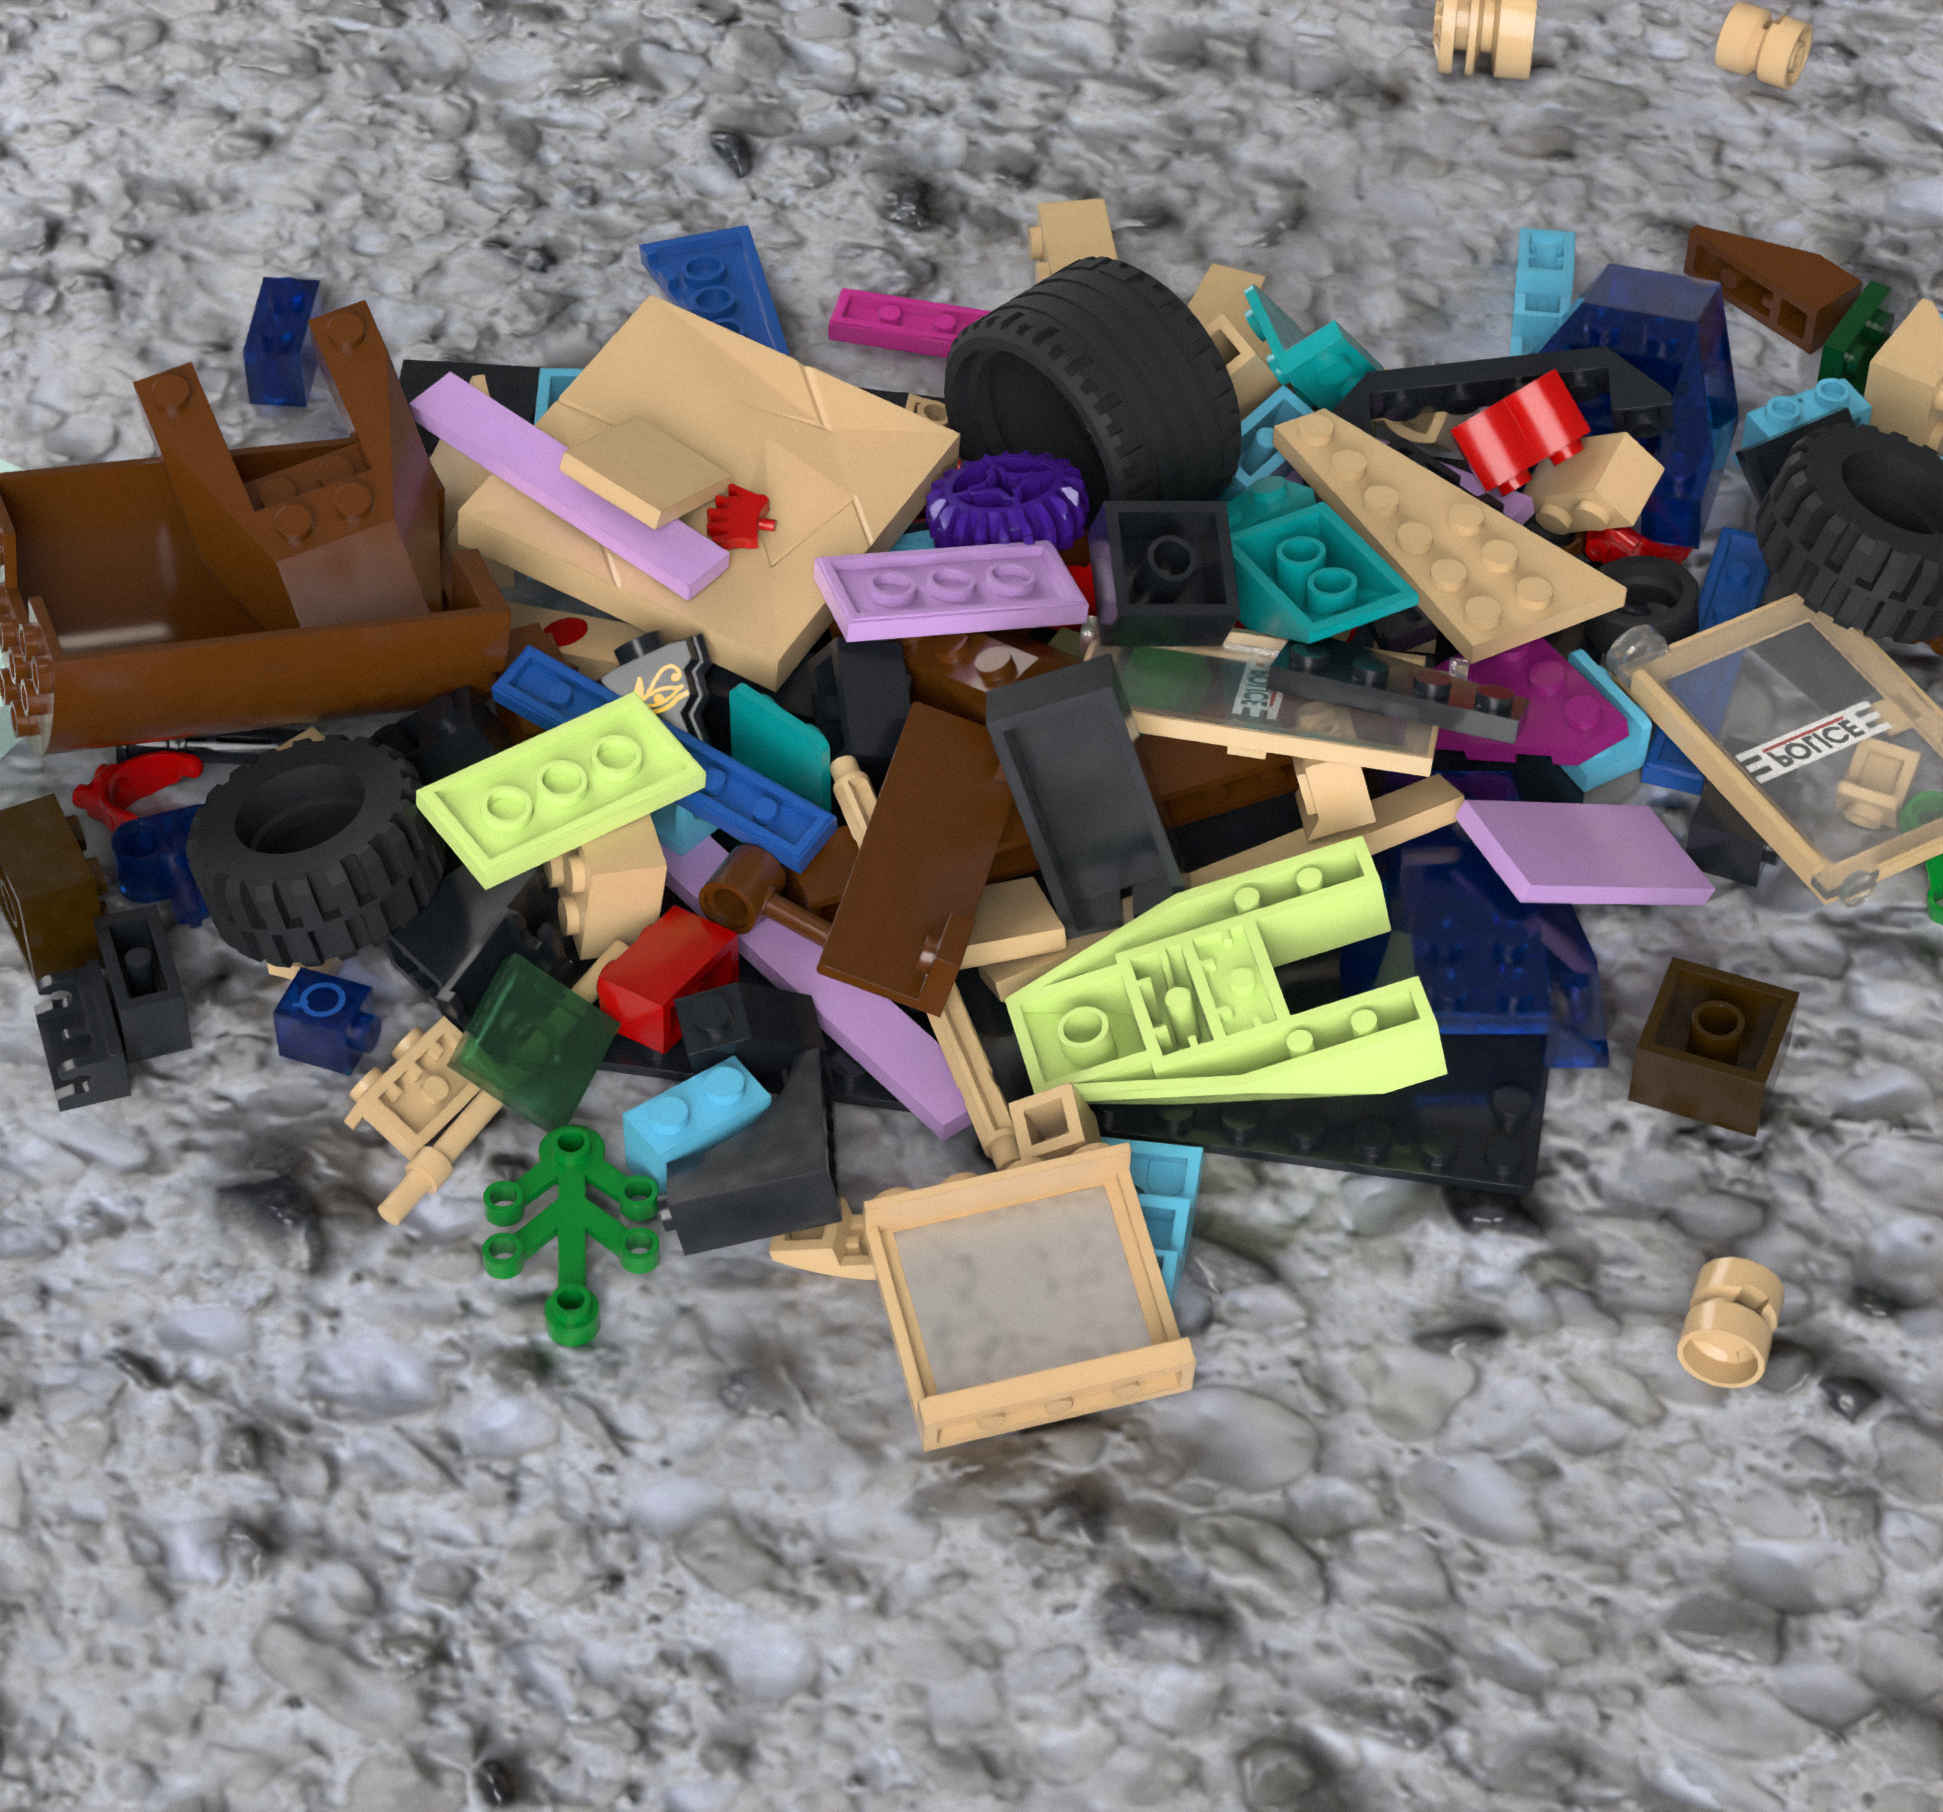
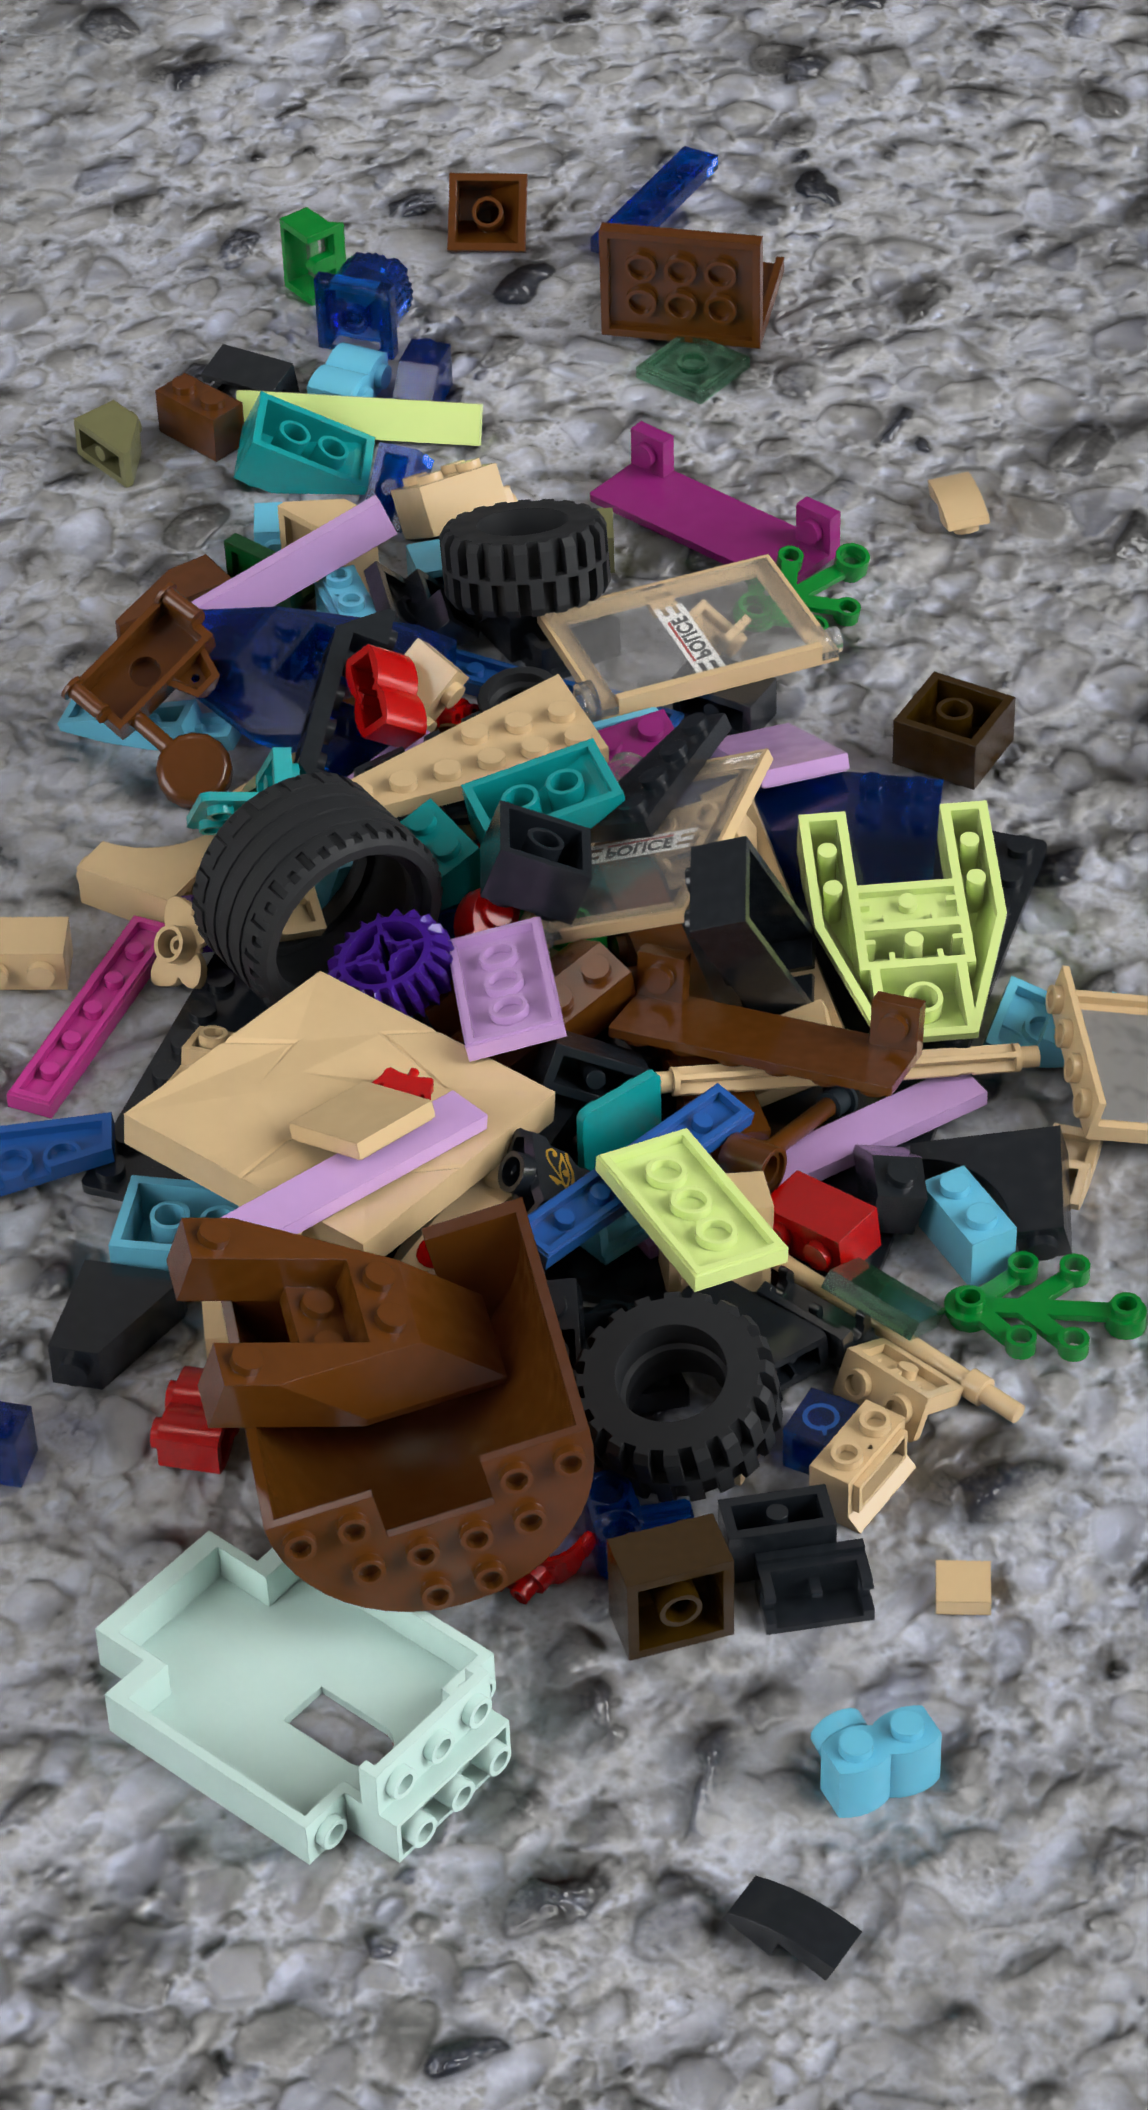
camera: 80 degrees left, 5 degrees down
(95, 1180) = (963, 1587): none -> tan tile
(271, 1060) = (863, 1465): none -> tan window
(1053, 1123) = (1017, 1019): tan brick -> none
(1525, 232) = (140, 673): none -> reddish brown piece
(1811, 337) = (304, 560): none -> lavender tile

